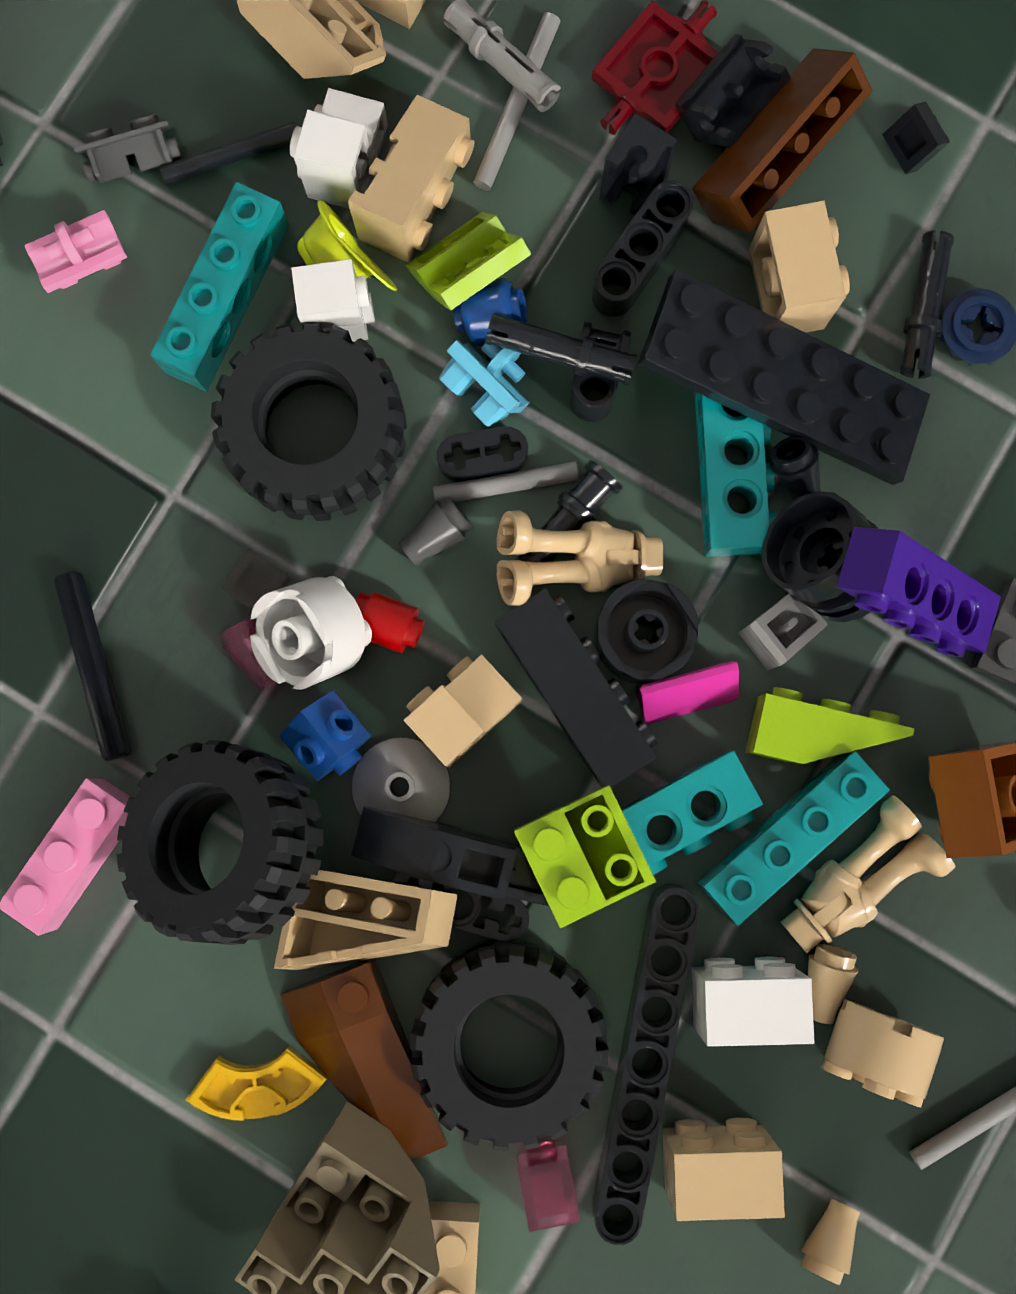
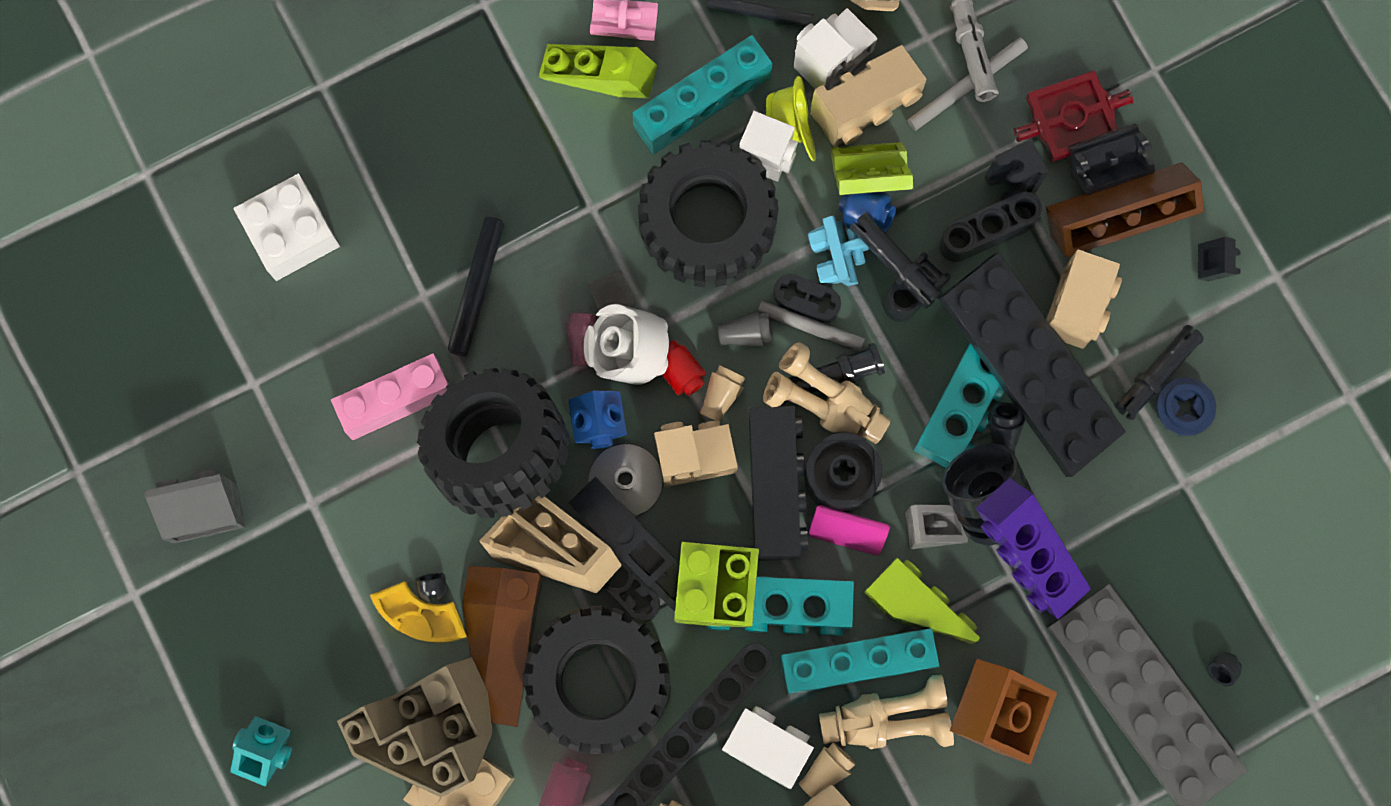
camera: 30 degrees right, 5 degrees down
(84, 326) = (600, 69): none -> lime slope
(250, 1044) = (431, 585): none -> black hinge
(451, 620) = (721, 392): none -> tan cone

